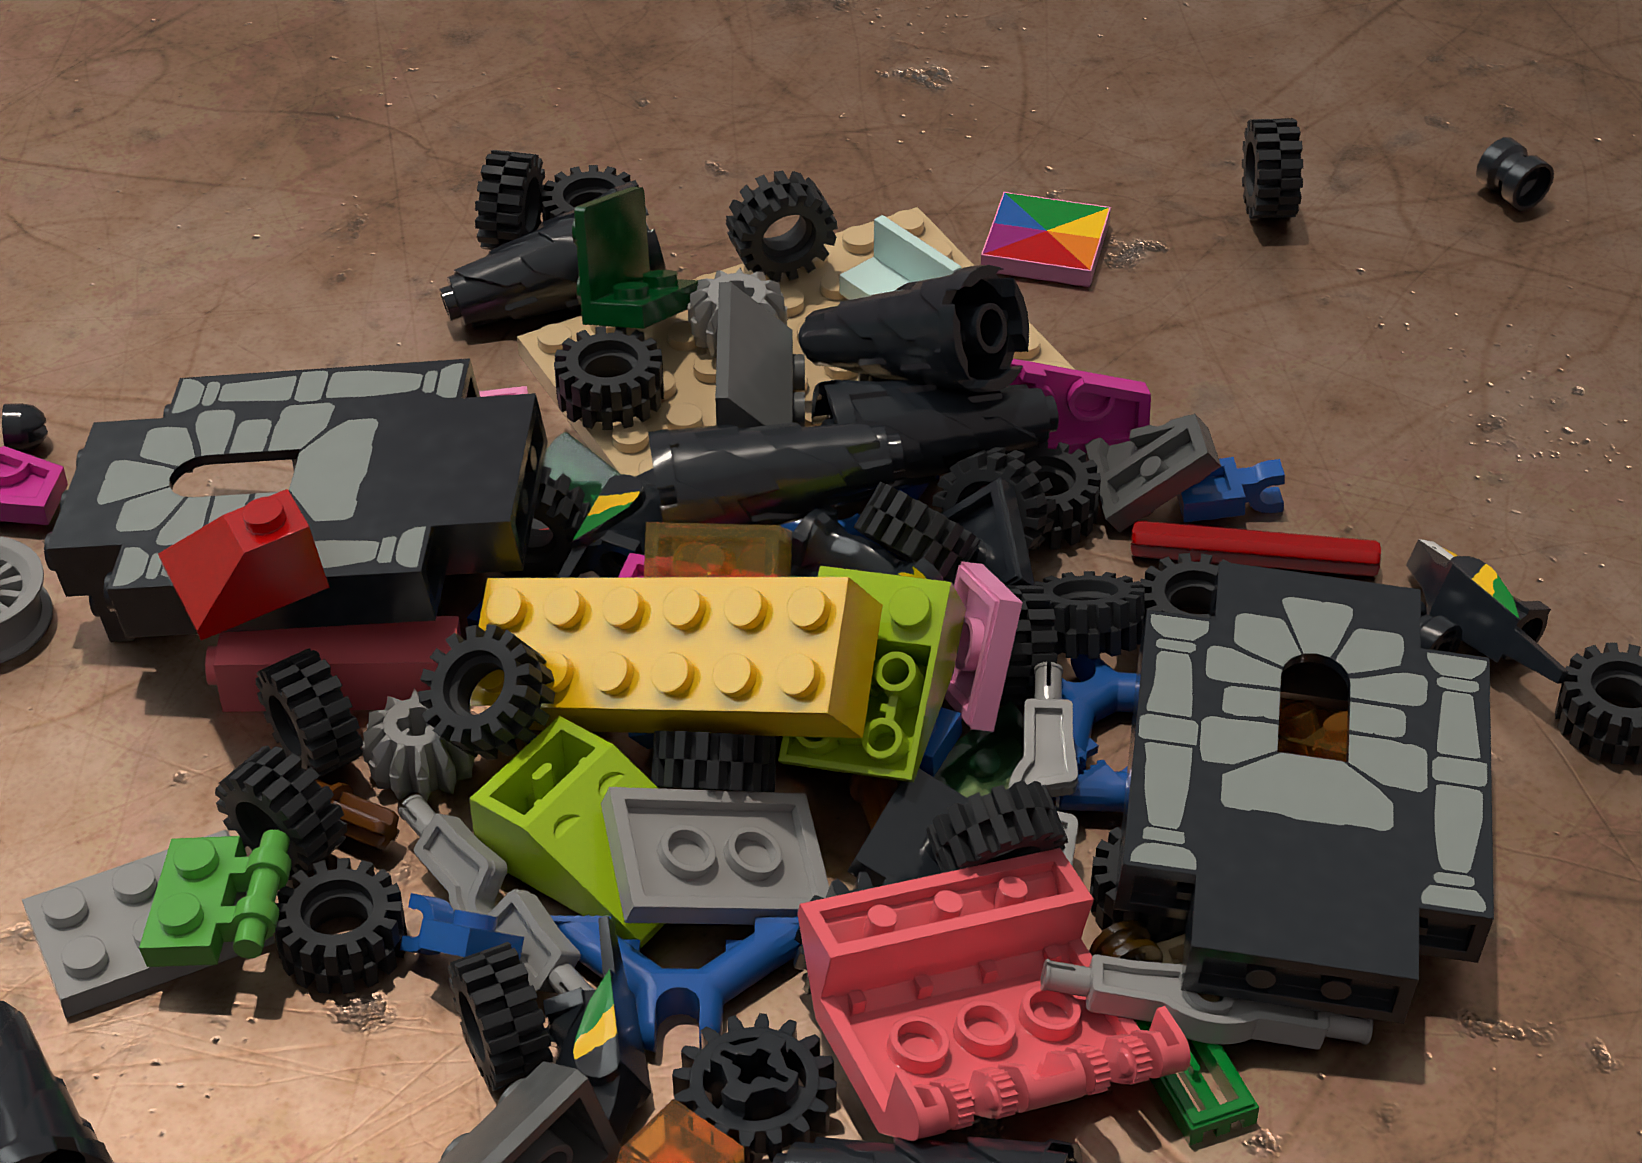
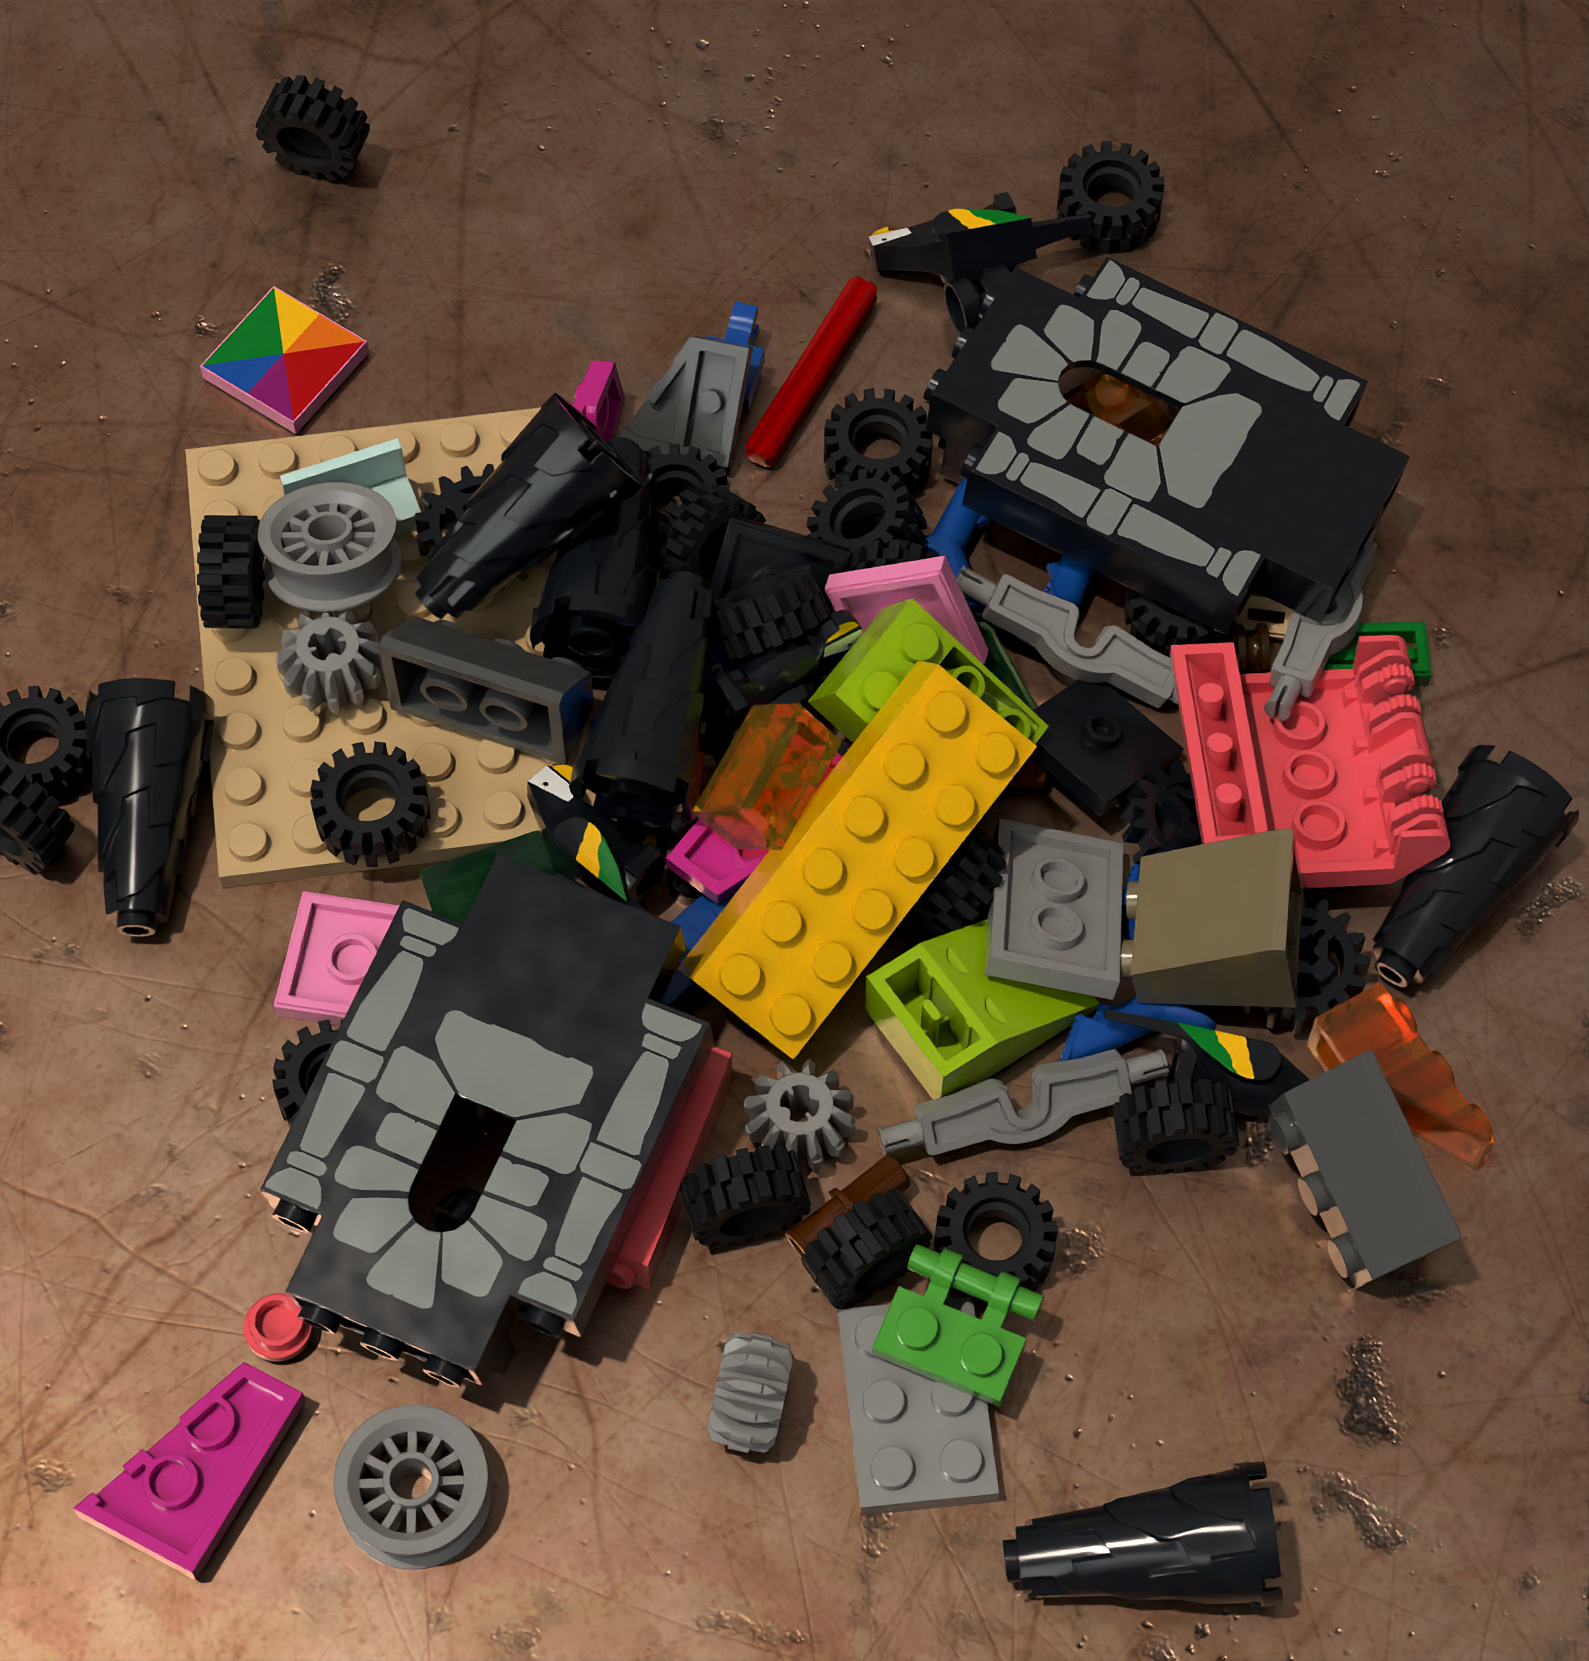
camera: 70 degrees left, 20 degrees up
(23, 426) = (137, 1398): black hinge -> none
(108, 774) = (750, 1392): none -> light grey gear
(245, 564) = (625, 1176): red slope -> none
(454, 931) = (1070, 1137): blue plate -> none
(460, 673) = (874, 1031): black tyre -> none
(615, 269) = (270, 728): dark green bracket -> none
(734, 973) = (1217, 923): none -> dark tan slope
(828, 259) = (330, 546): none -> light grey wheel
(997, 827) = (1150, 684): black tyre -> none

